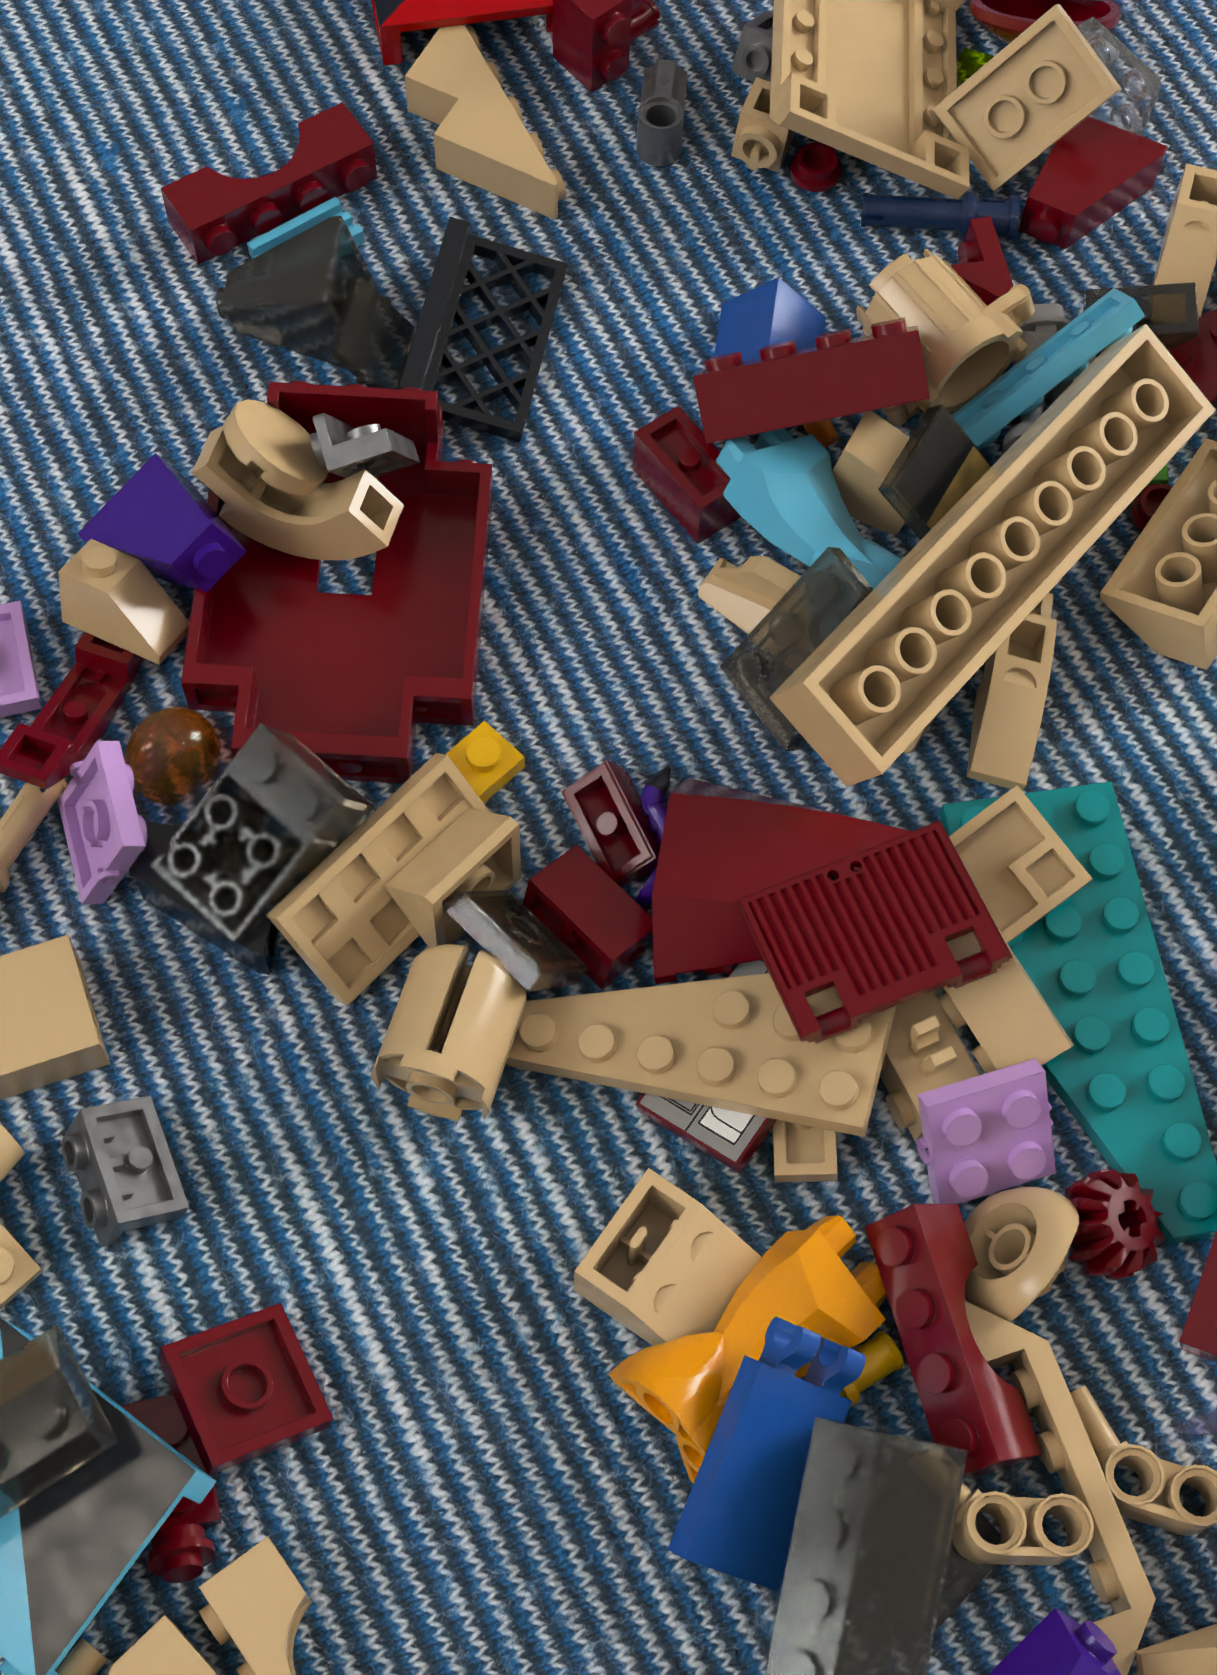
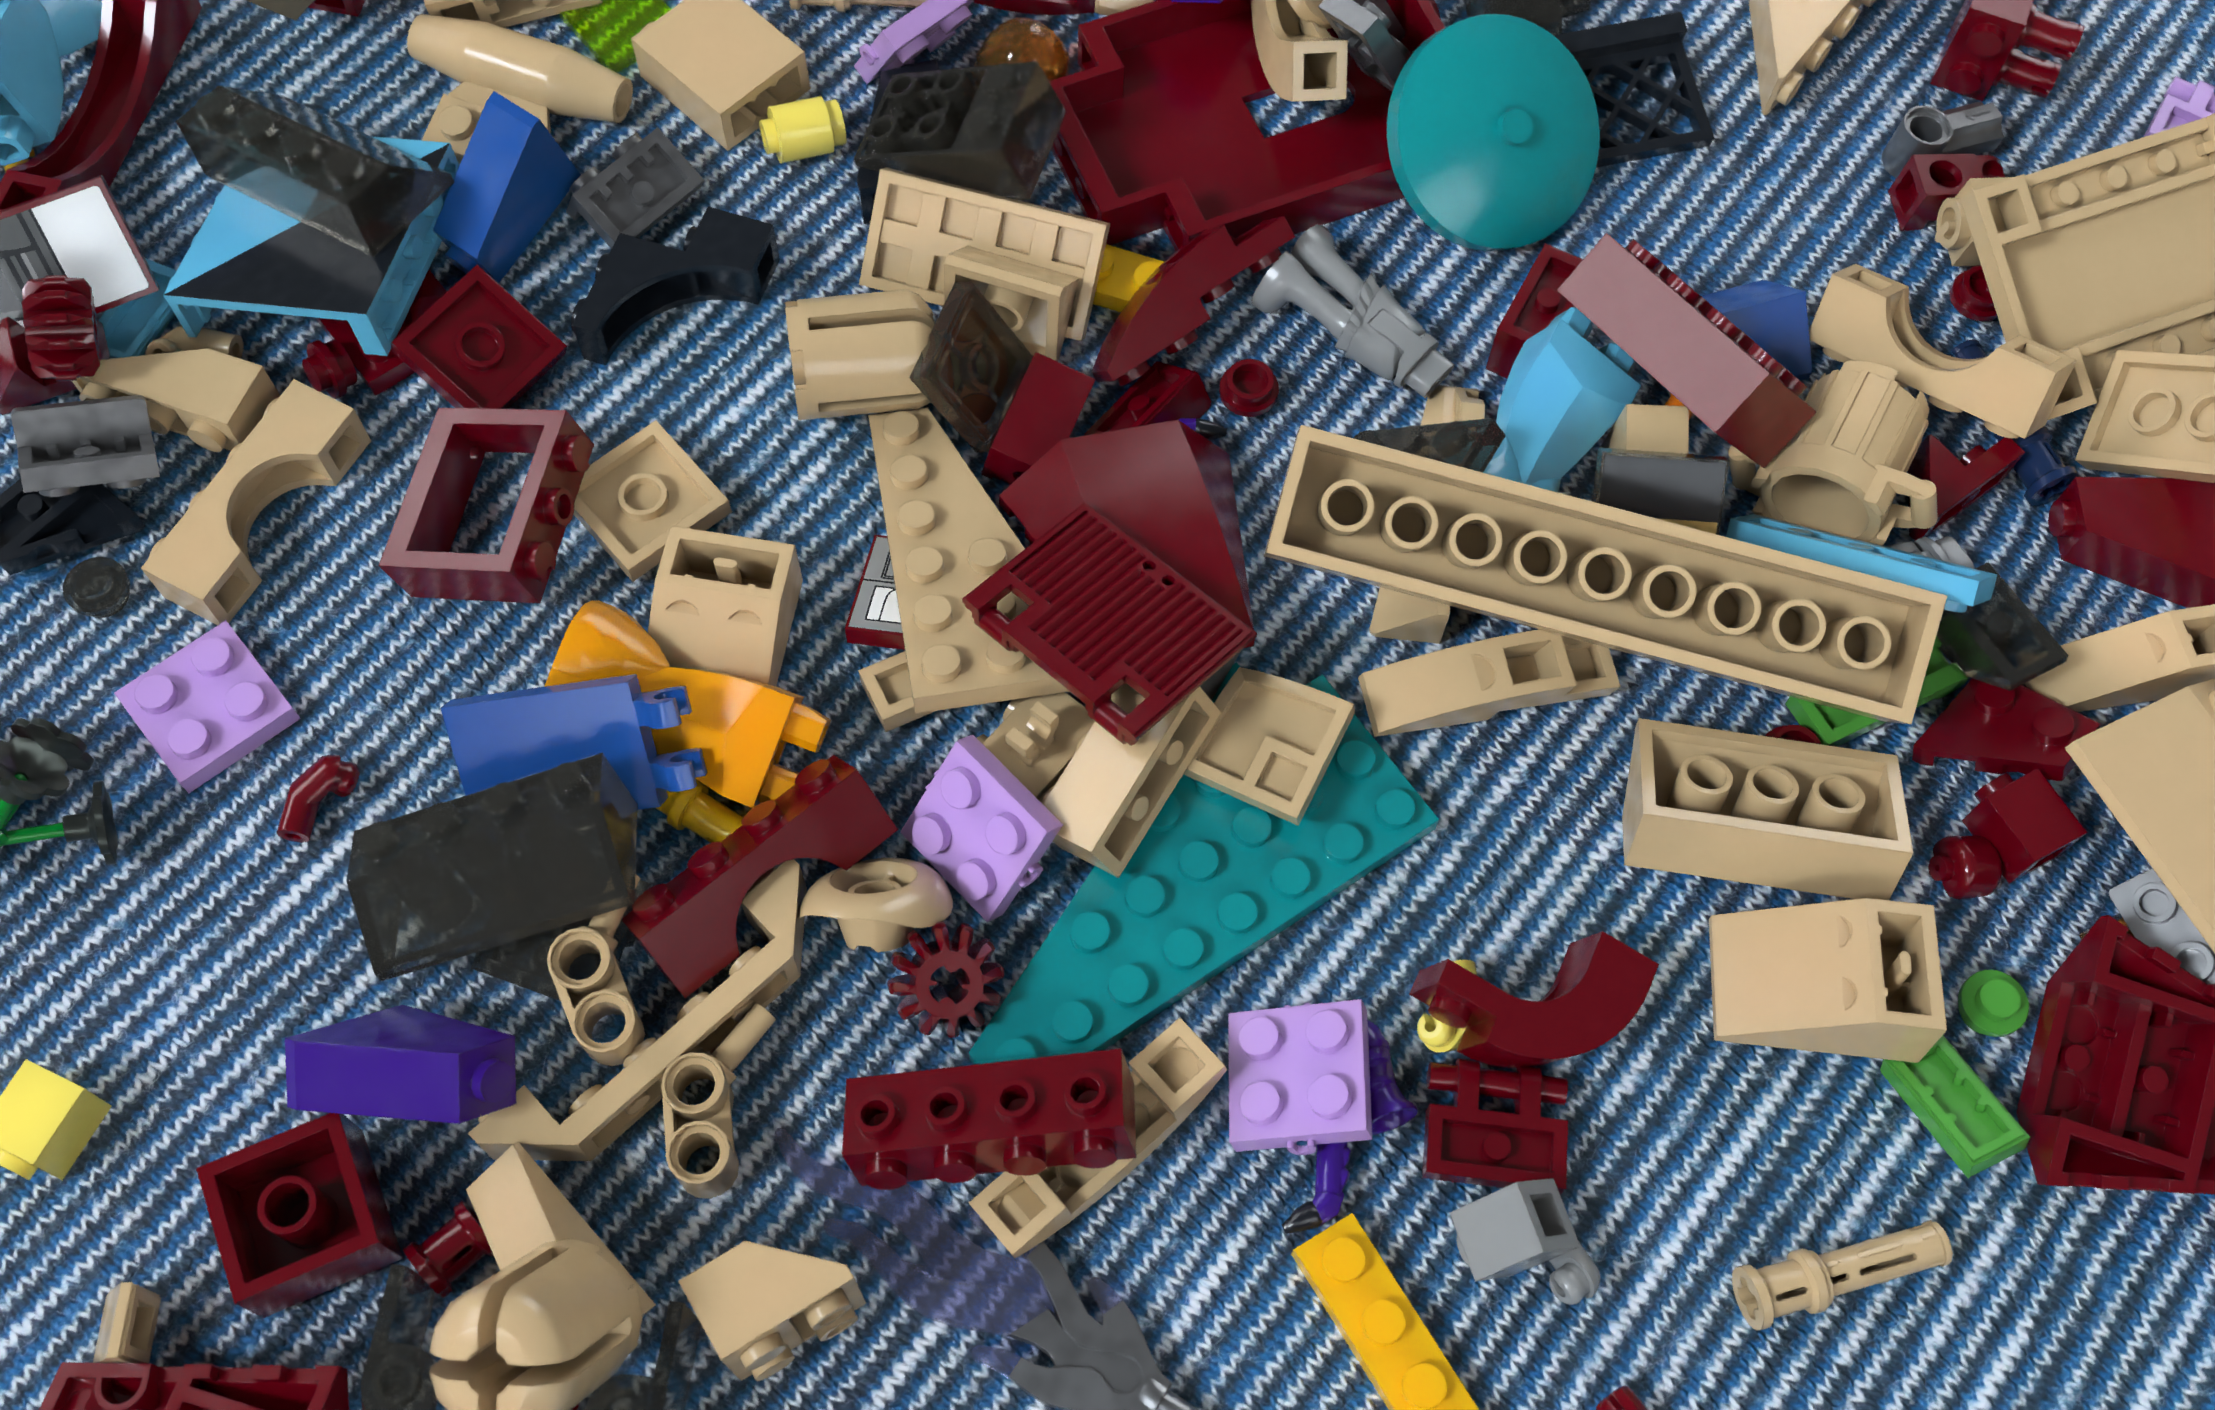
camera: 65 degrees right, 0 degrees up
(80, 1292) = (503, 189): none -> blue slope
(141, 979) = (803, 129): none -> light yellow brick
(258, 1112) = (641, 279): none -> black arch
(401, 1496) = (441, 486): none -> dark red window
(495, 1297) = (642, 491): none -> tan plate
(502, 413) = (1493, 132): none -> teal dish
(527, 745) = (1168, 302): none -> dark red slope
(622, 606) = (1372, 333): none -> light grey piece
(633, 730) = (1249, 388): none -> dark red plate
(710, 137) = (1931, 180): none -> dark red leg
(937, 194) = (1871, 320): none -> tan arch

